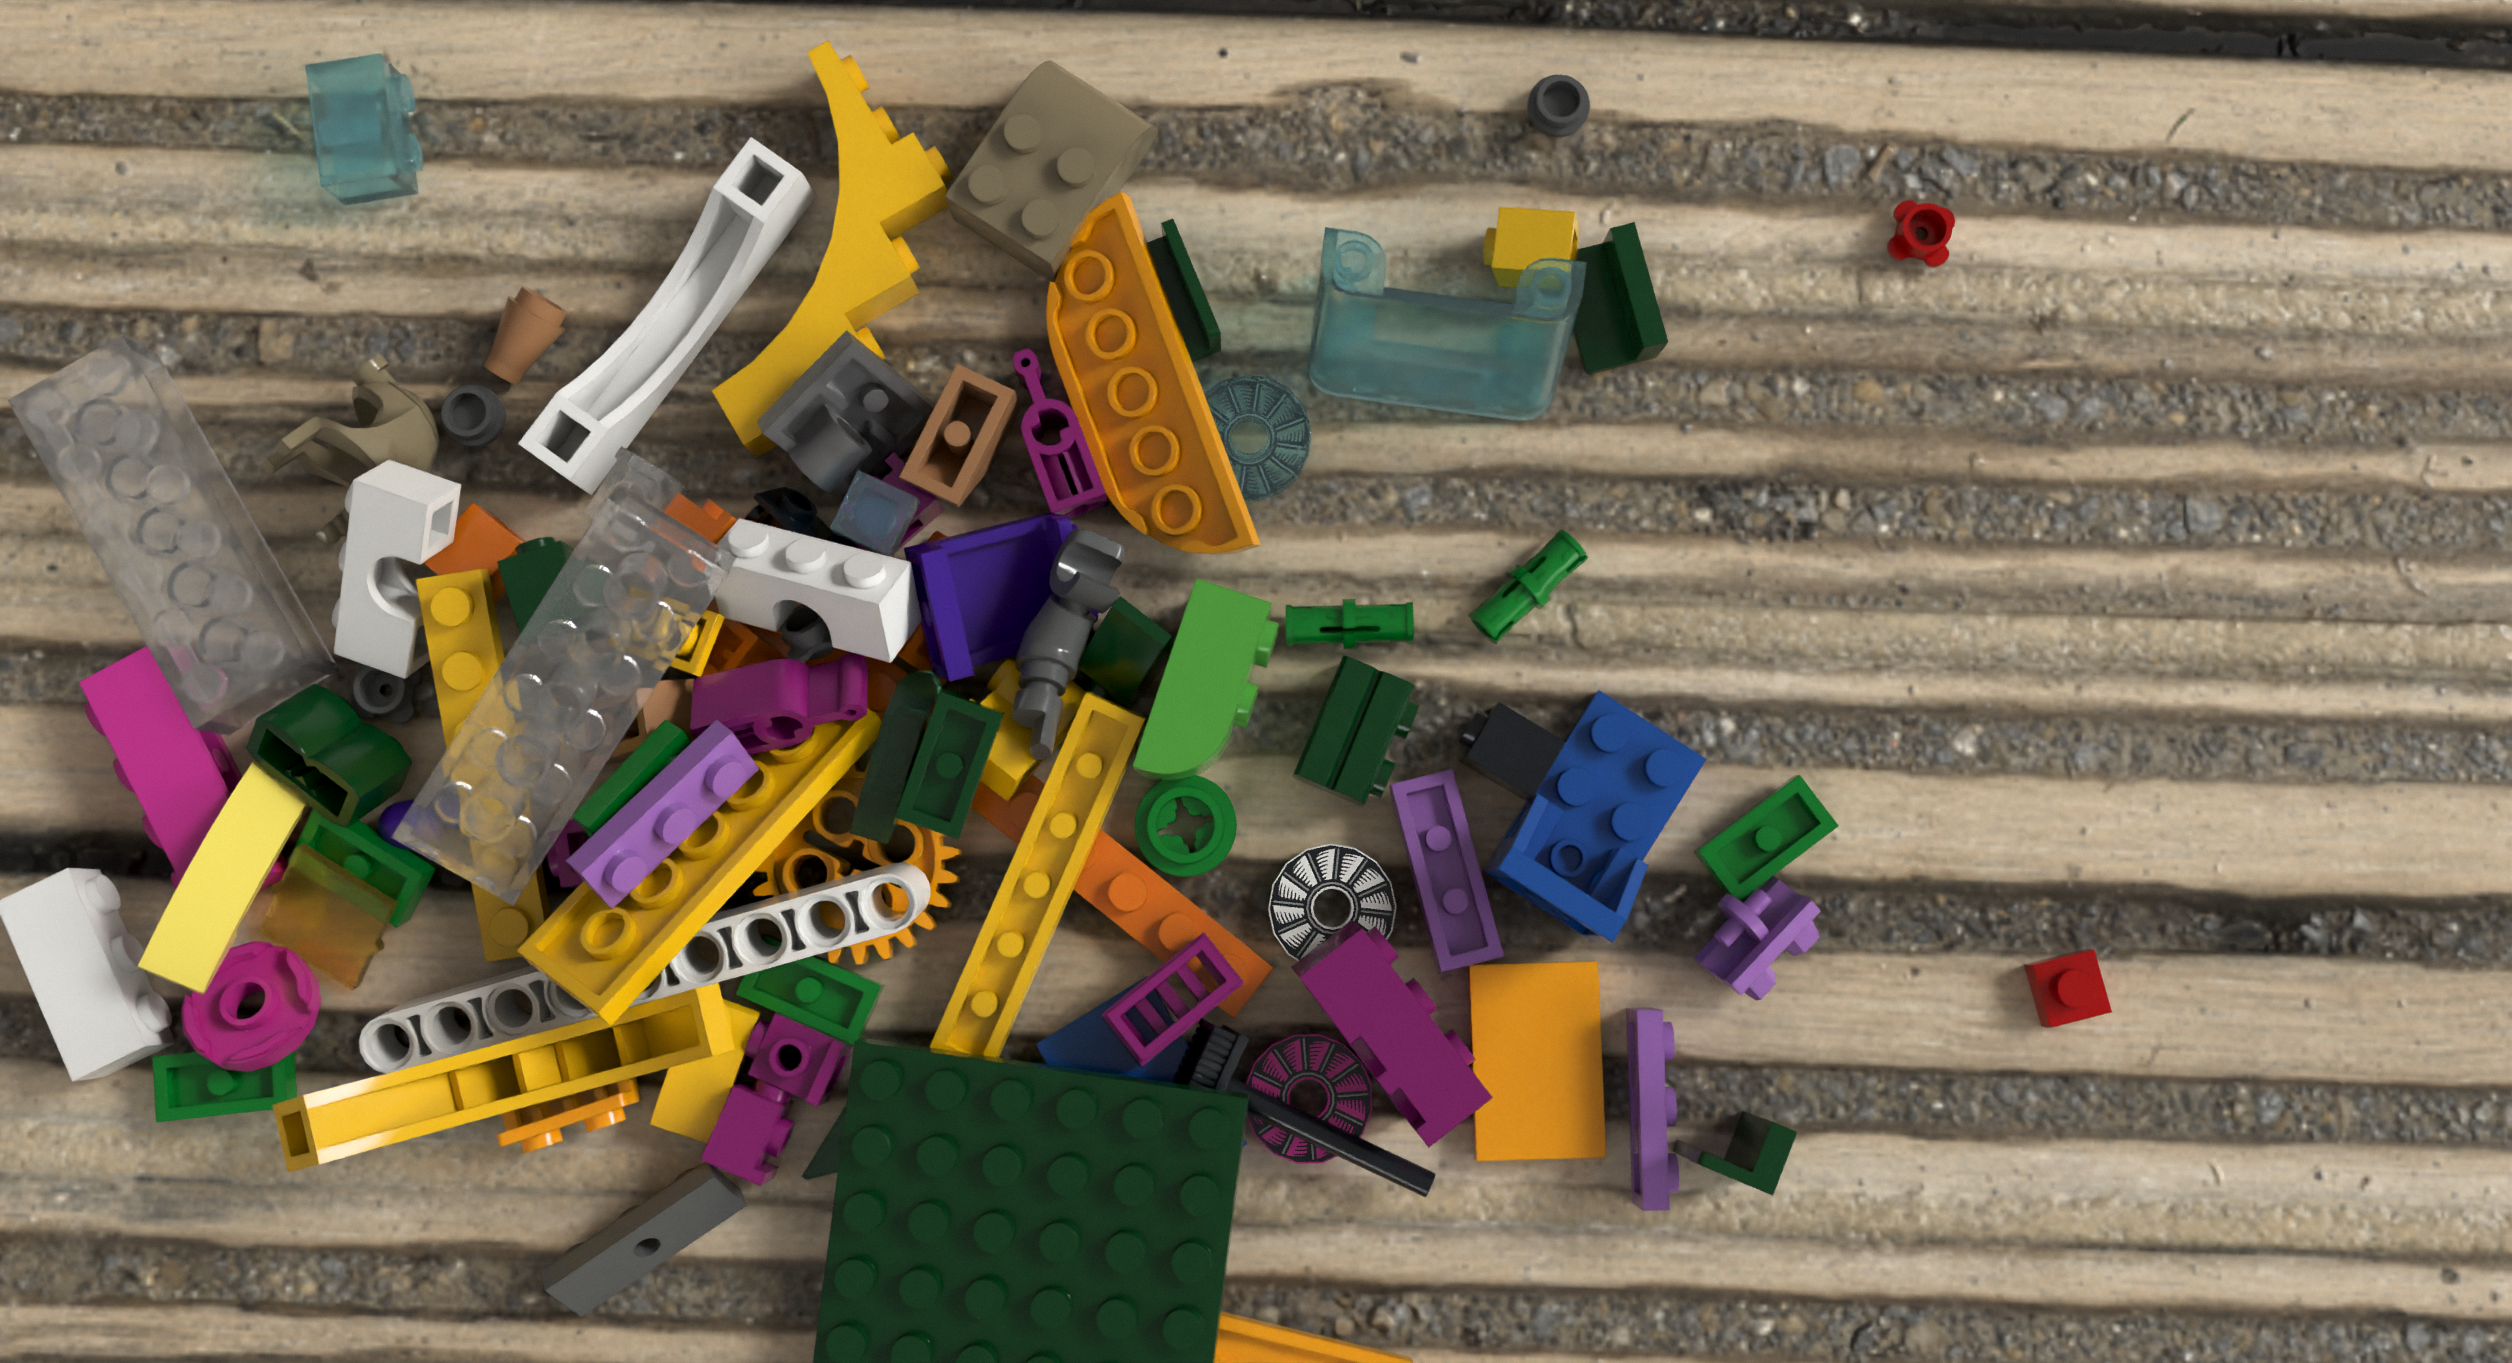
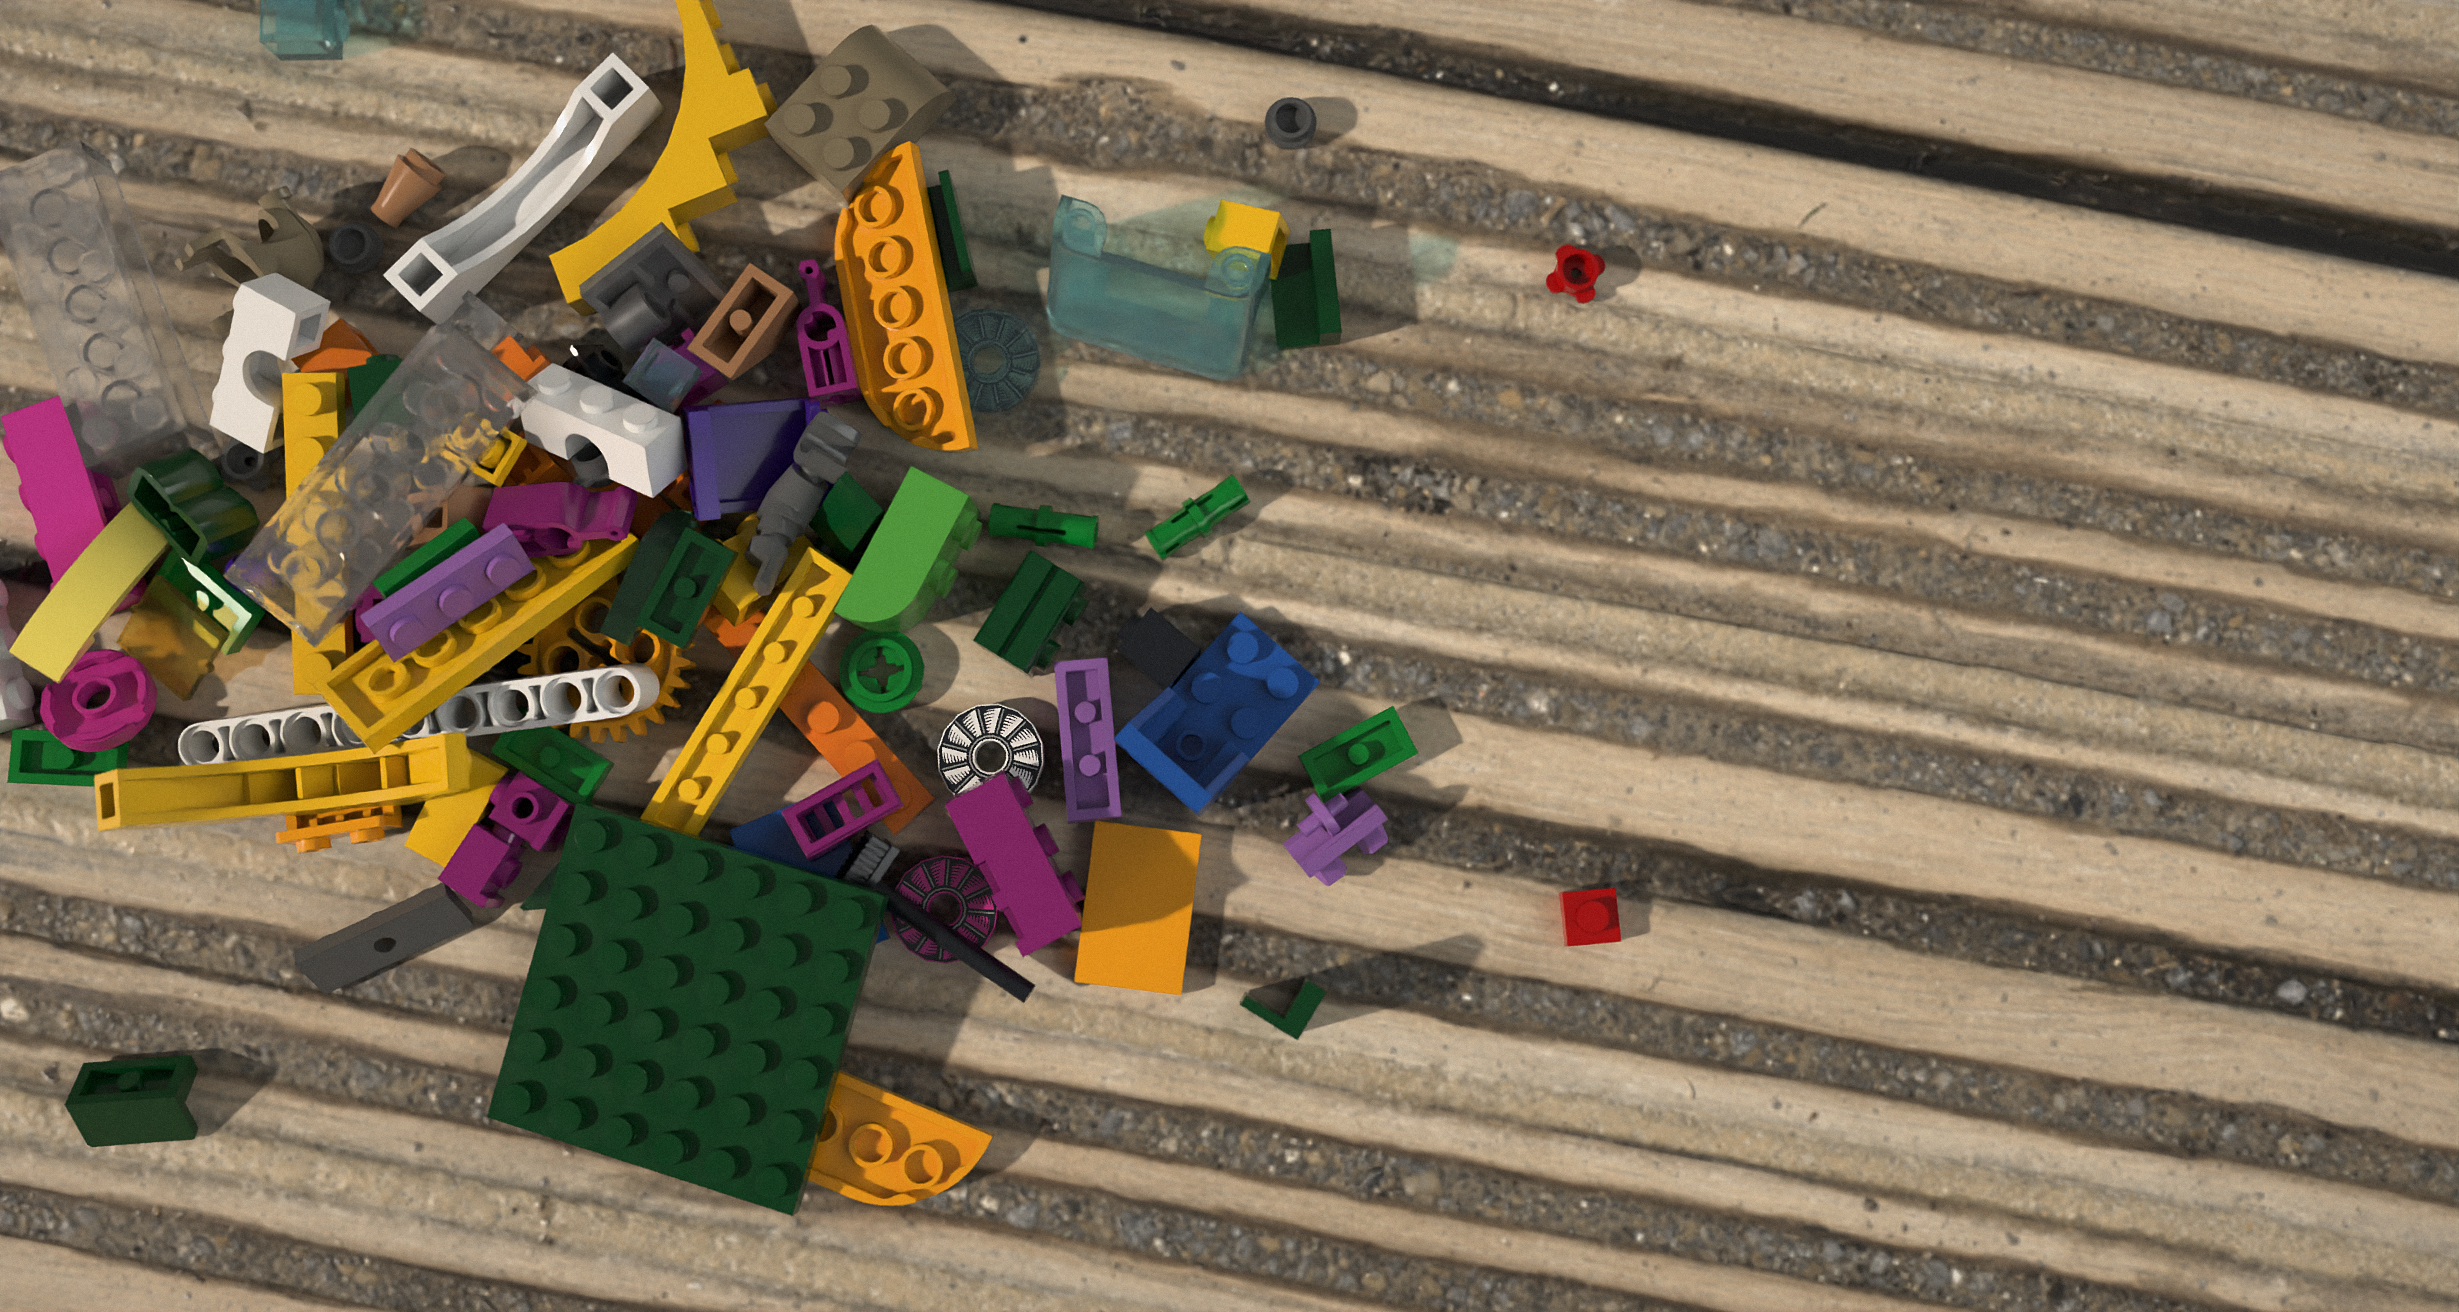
camera: 15 degrees right, 0 degrees up
(1650, 1108) = (1225, 960): medium lavender plate -> none

